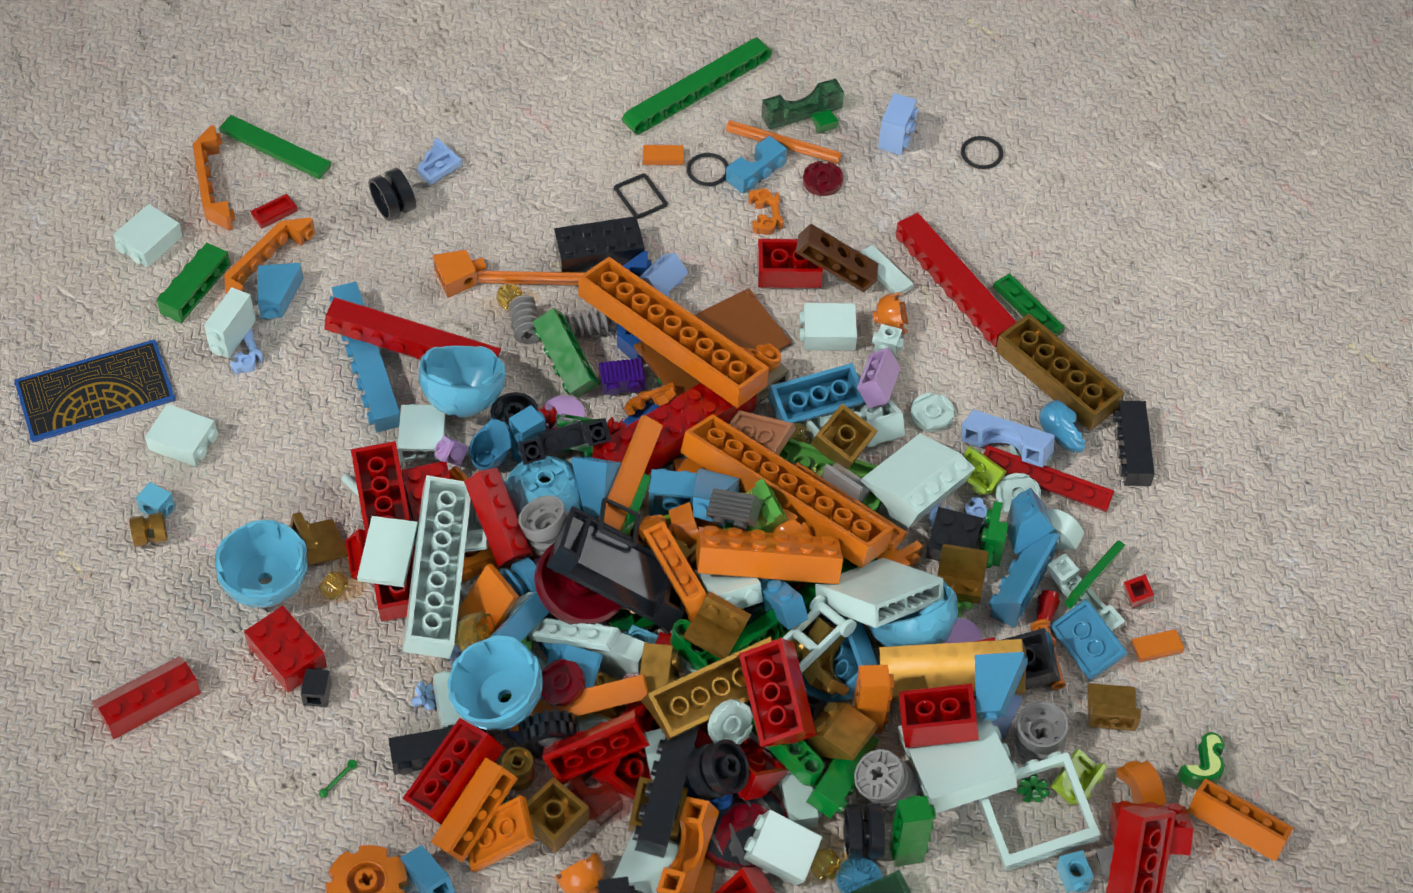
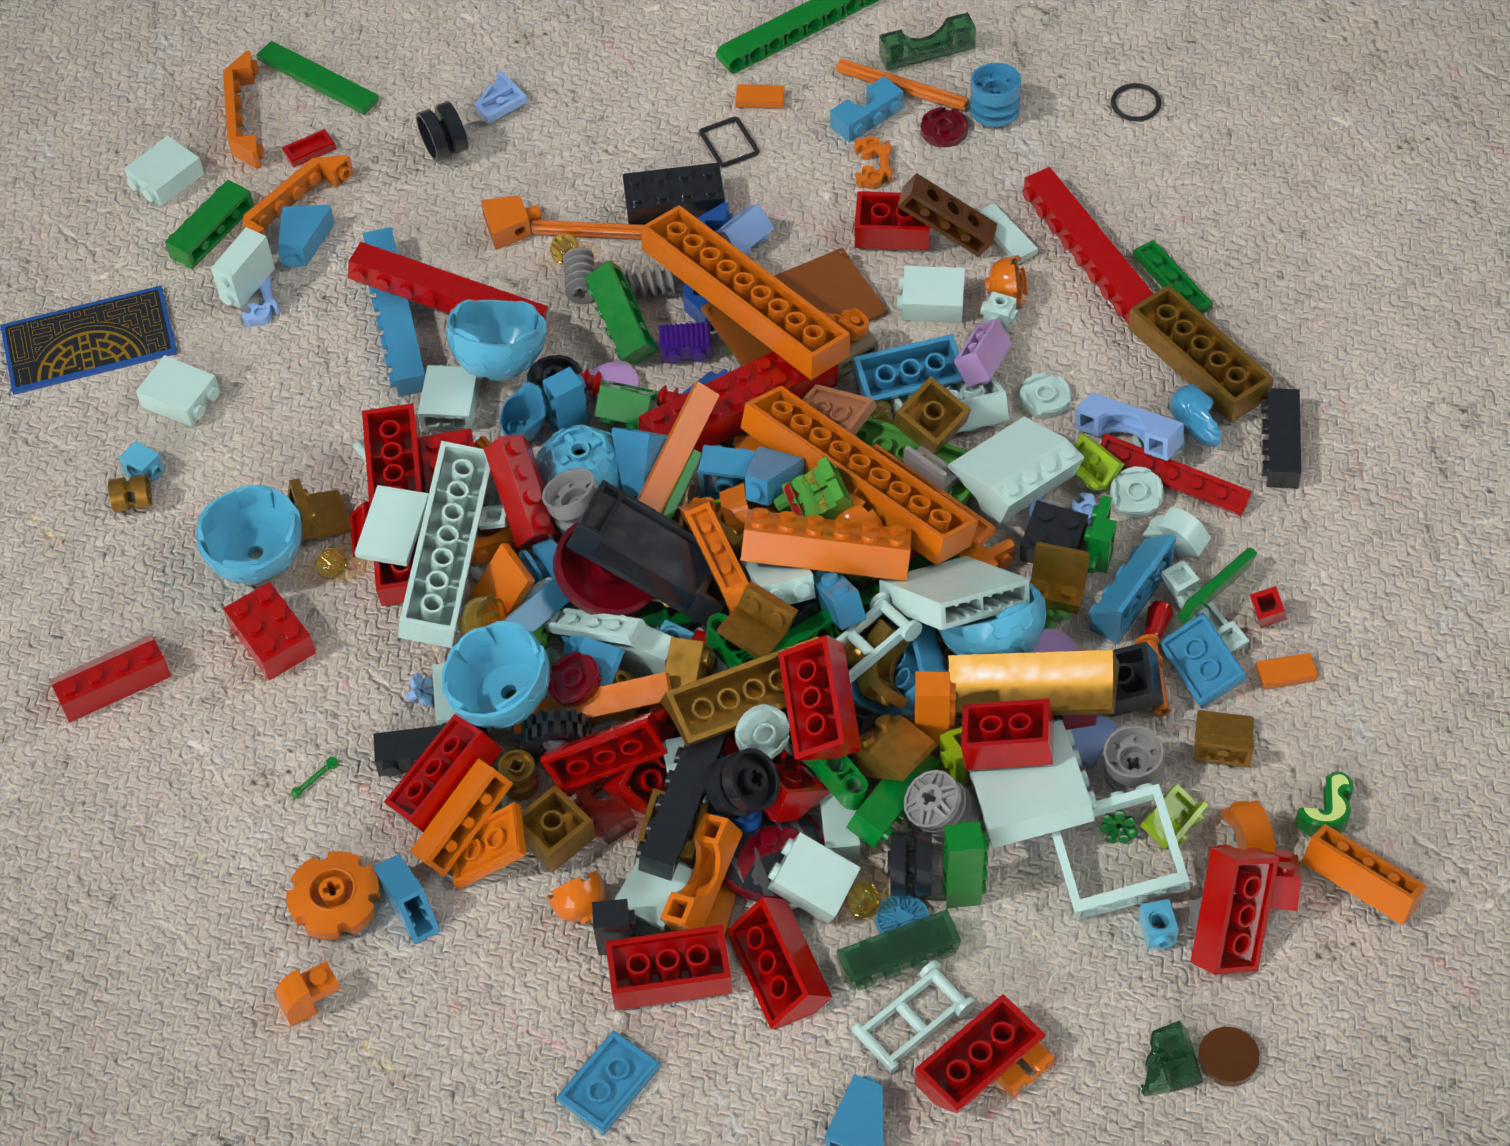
camera: 10 degrees right, 0 degrees up
(316, 687) = (299, 675): black brick -> none
(450, 451) = (478, 418): lavender bracket -> none
(563, 437) = (603, 406): black slope -> none
(636, 526) = (678, 509): black piece -> none
(659, 395) = (722, 364): orange helmet -> none
(706, 155) = (802, 98): black tyre -> none
(734, 508) = (790, 489): dark grey brick -> none
(824, 121) = (952, 62): green slope -> none
(865, 149) = (995, 94): none -> dark azure wheel
(889, 734) = (951, 755): none -> lime bracket
(898, 124) = (1038, 65): light blue brick -> none
(997, 682) = (1079, 698): dark azure slope -> none
(1027, 520) = (1142, 519): dark azure slope -> none

